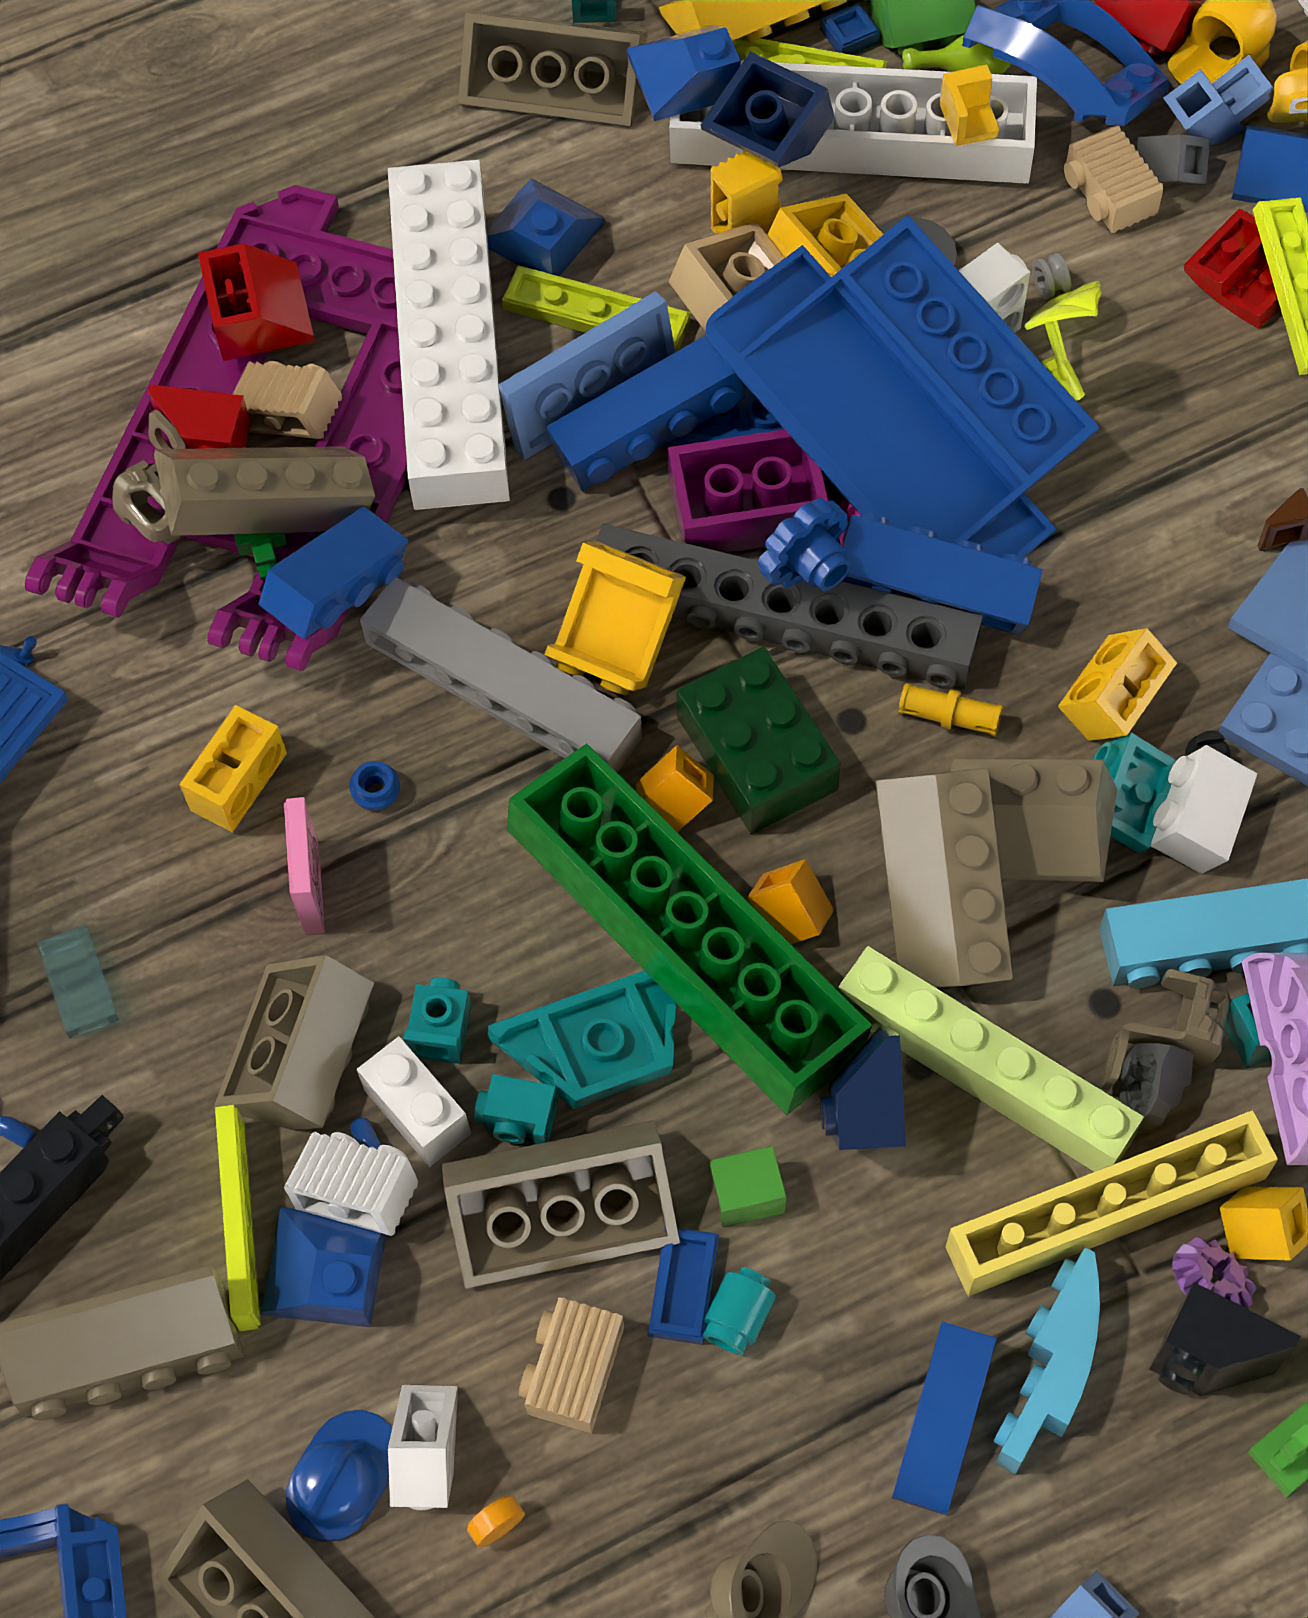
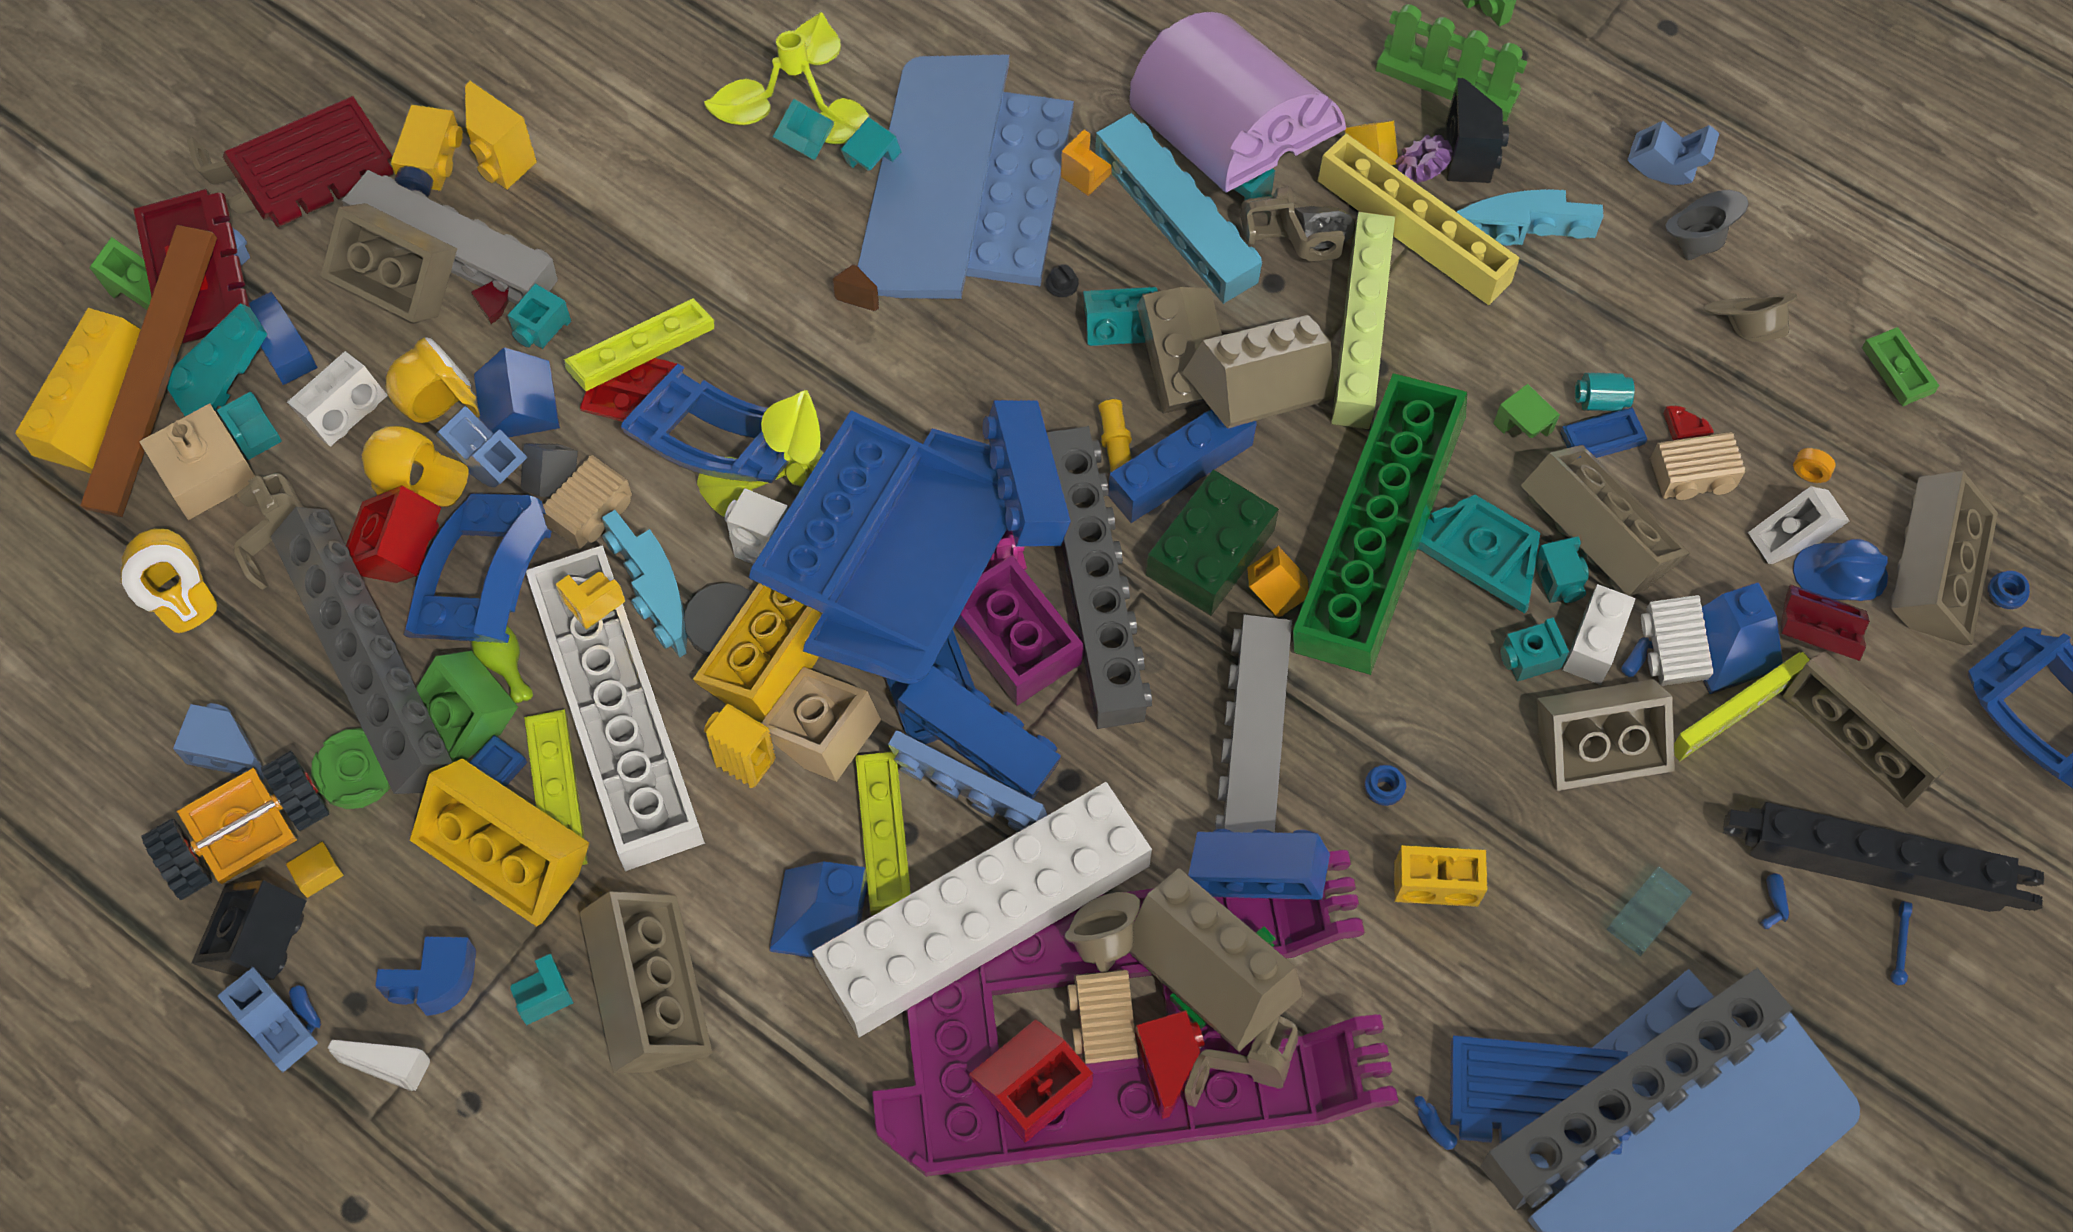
camera: 120 degrees left, 0 degrees up
(279, 1386) = (1824, 622): none -> dark red slope
(304, 866) = (1488, 779): bright pink tile -> none
(360, 416) = (1105, 929): none -> dark tan piece
(616, 618) = (1173, 668): yellow panel -> none
(645, 1401) = (1685, 424): none -> red tile
(684, 70) = (635, 831): blue slope -> none
(770, 112) = (678, 729): dark blue slope -> none
(792, 901) = (1319, 475): light orange panel -> none
(808, 548) = (1070, 537): blue plant -> none
(867, 1097) = (1441, 352): dark blue slope -> none
(875, 730) = (1176, 463): none -> blue brick
(944, 1418) = (1592, 261): blue slope -> none
(977, 210) = (652, 583): none -> medium azure slope
(1051, 276) = (702, 511): light grey bush -> none
(1117, 684) = (1050, 328): yellow brick -> none
(1190, 267) = (681, 395): none -> blue wedge
(1203, 809) = (1116, 260): white brick -> none

